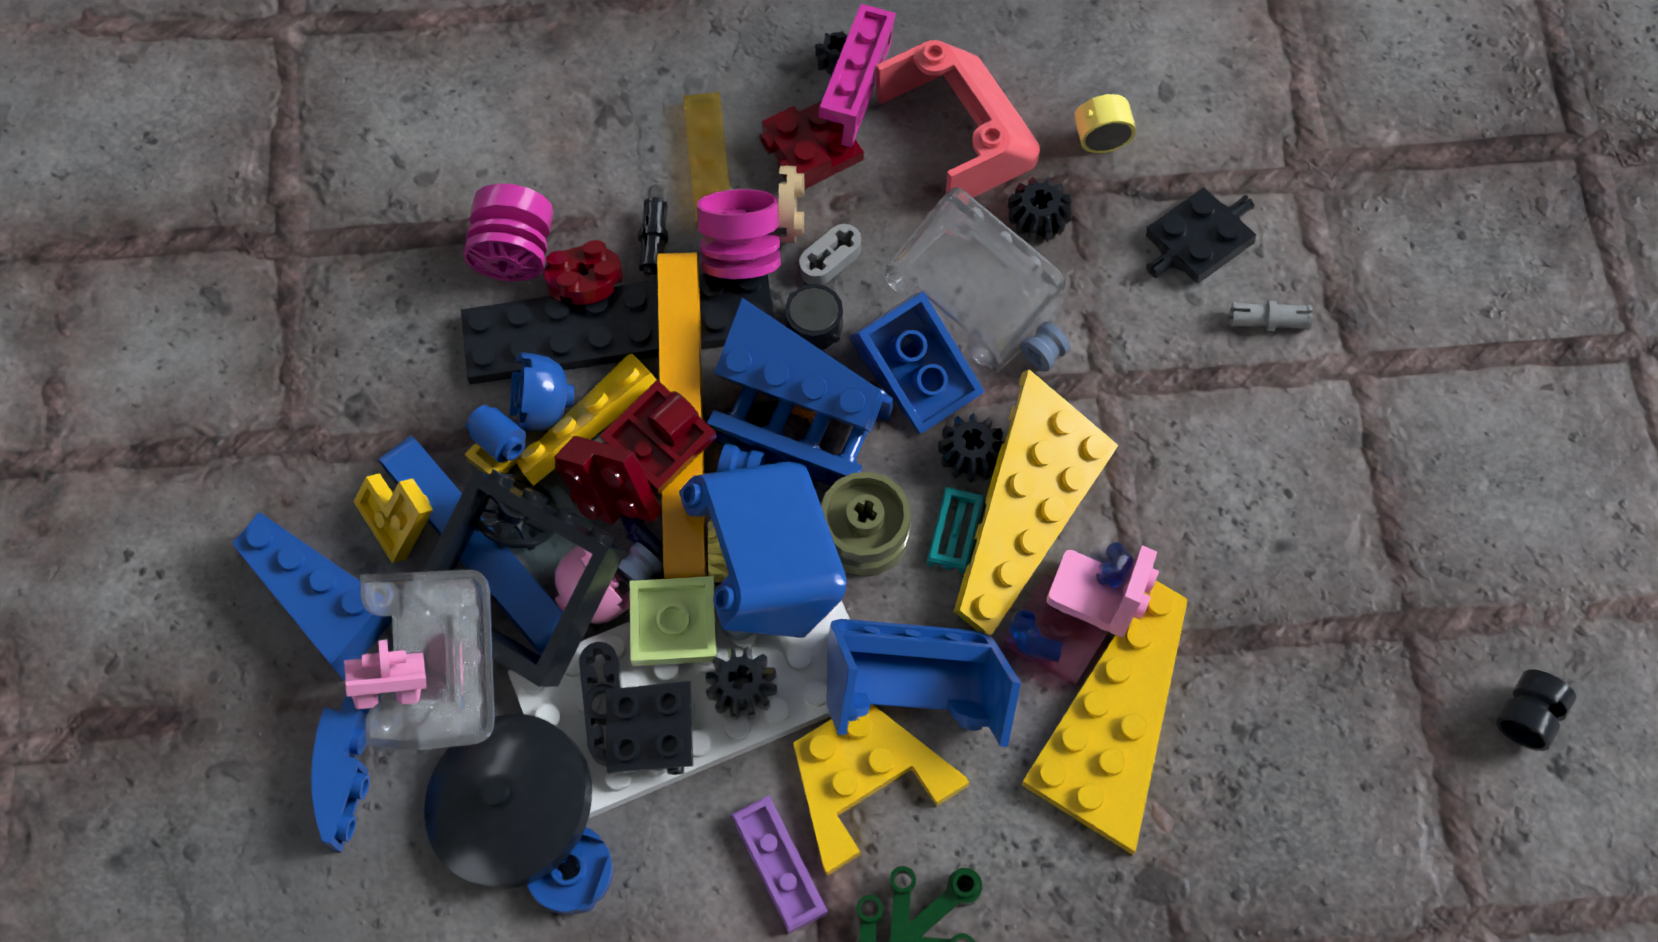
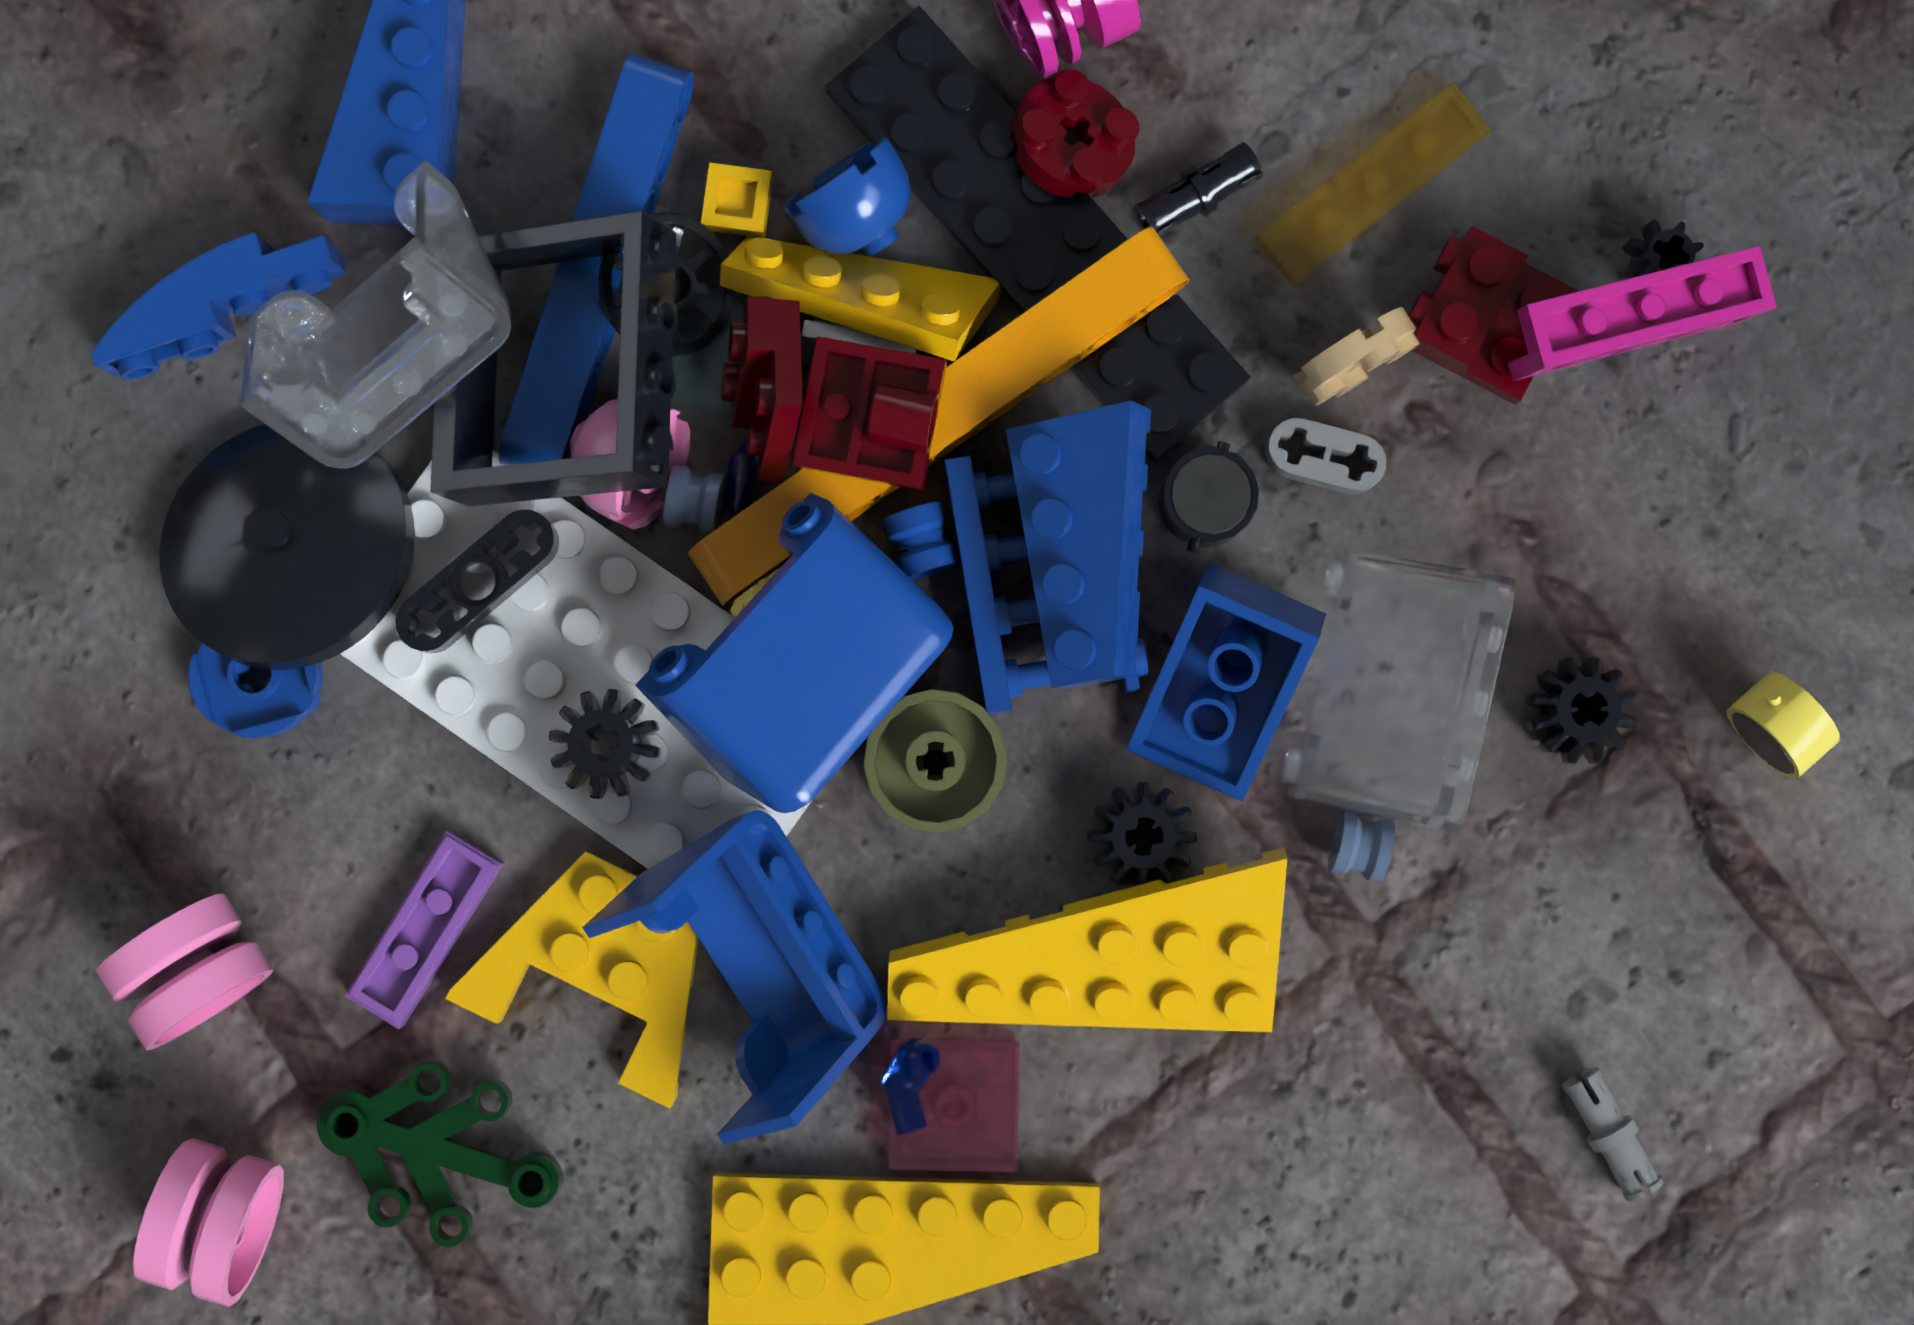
camera: 55 degrees right, 20 degrees up
(385, 673) = (325, 285): bright pink hips -> none
(393, 516) = (565, 137): yellow plate -> none
(496, 433) = (753, 187): blue brick -> none
(649, 728) = (472, 666): black hinge -> none
(672, 621) = (637, 598): yellowish green plate -> none
(739, 233) = (1257, 317): dark pink wheel -> none
(948, 560) = (962, 898): teal tile -> none
(1002, 138) = (1669, 600): coral windscreen -> none
(1110, 609) = (1032, 1138): bright pink bracket -> none
(1115, 573) = (1086, 1140): clear blue arm -> none
(1200, 235) = (1685, 962): black plate -> none

